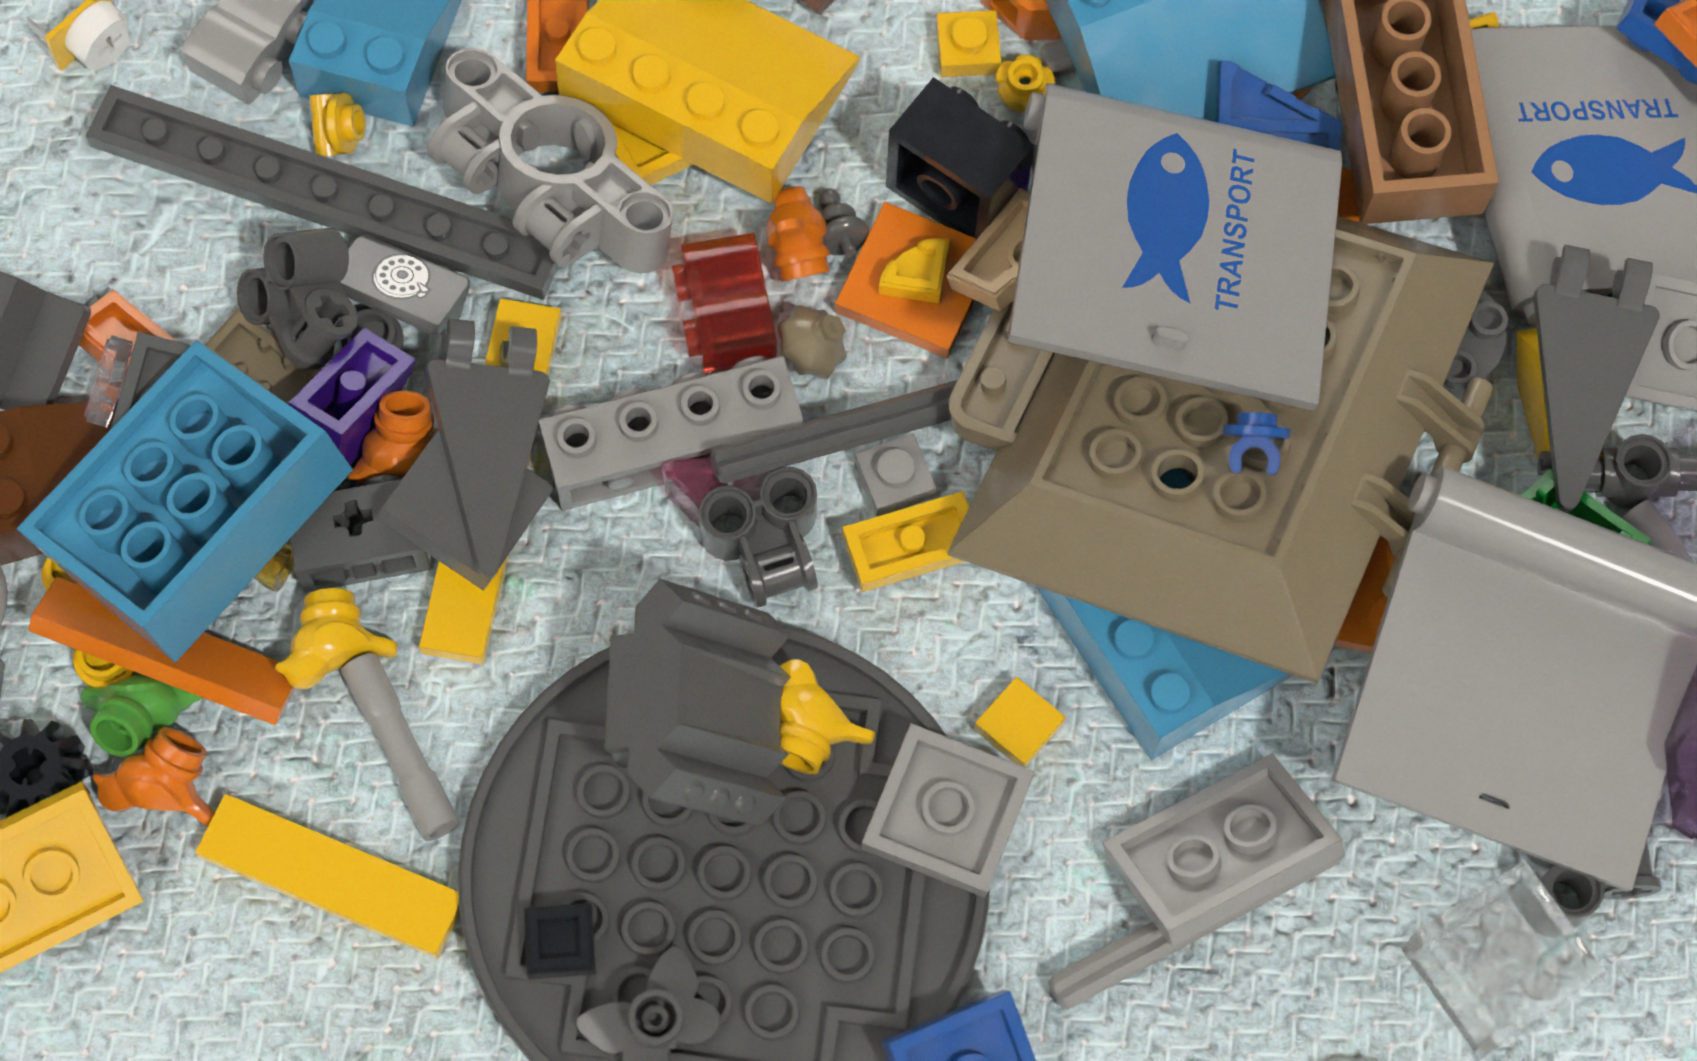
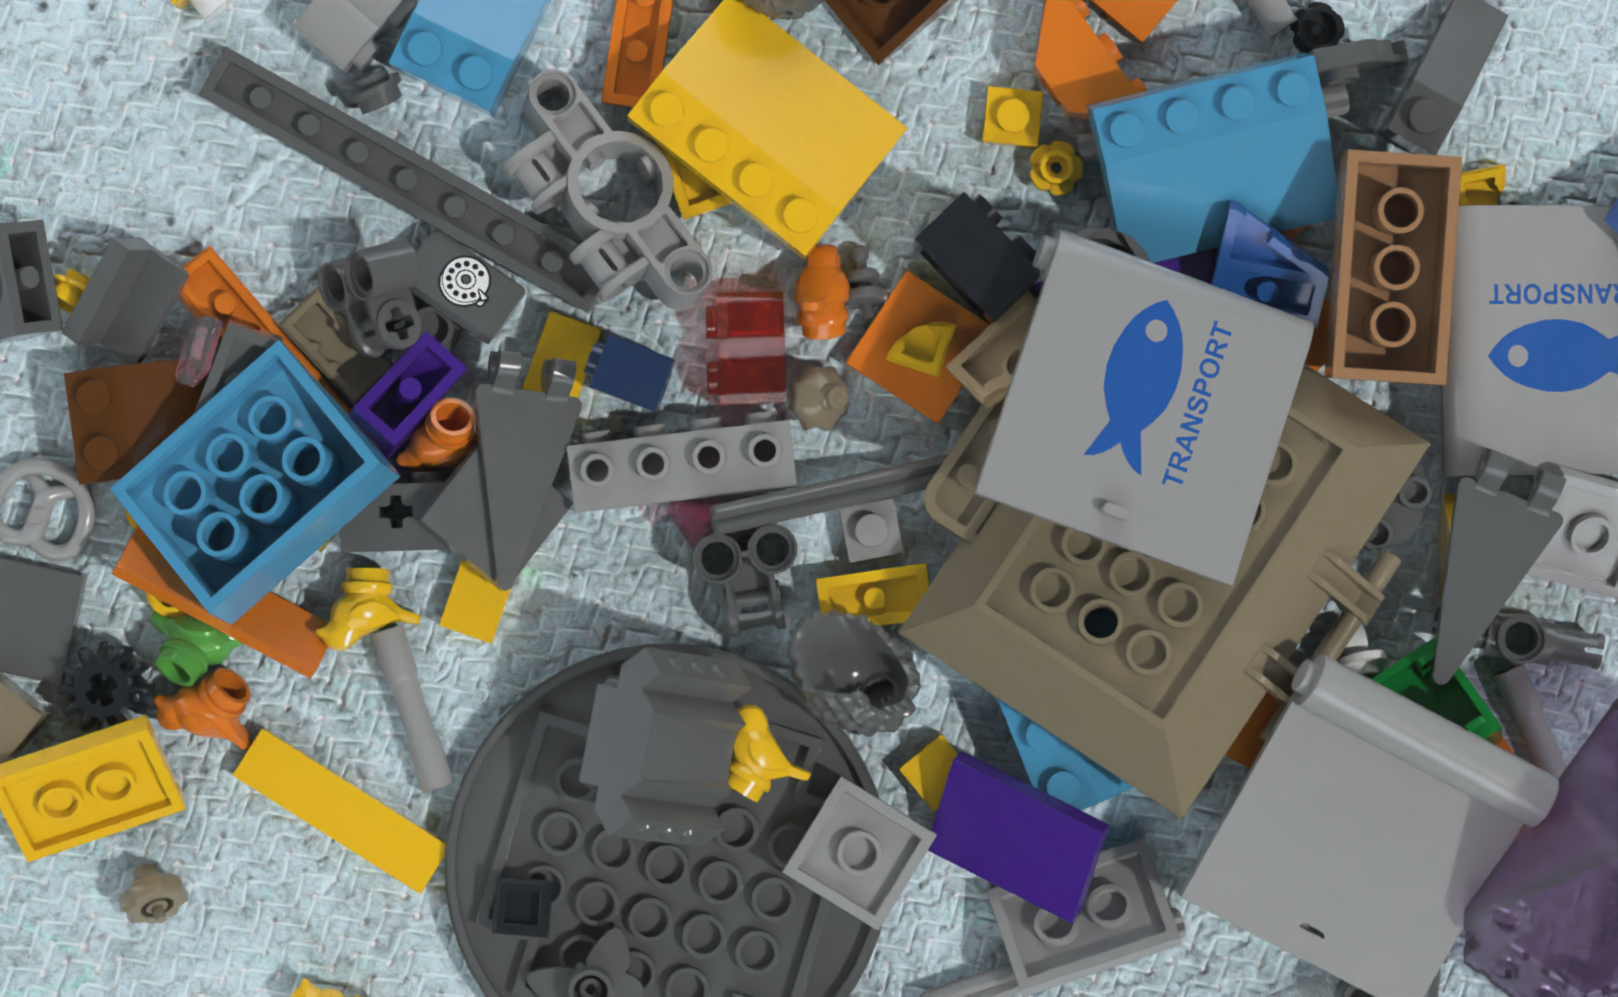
camera: 15 degrees right, 20 degrees up
(113, 1008) = (153, 895): none -> dark tan piece
(279, 107) = (375, 90): none -> dark grey plate
(336, 123) = (424, 114): yellow plate -> none
(596, 336) = (629, 372): none -> dark blue slope
(902, 609) = (852, 672): none -> dark grey piece
(1128, 762) = (1017, 837): none -> dark purple tile
(1255, 432) = (1172, 608): blue plate -> none

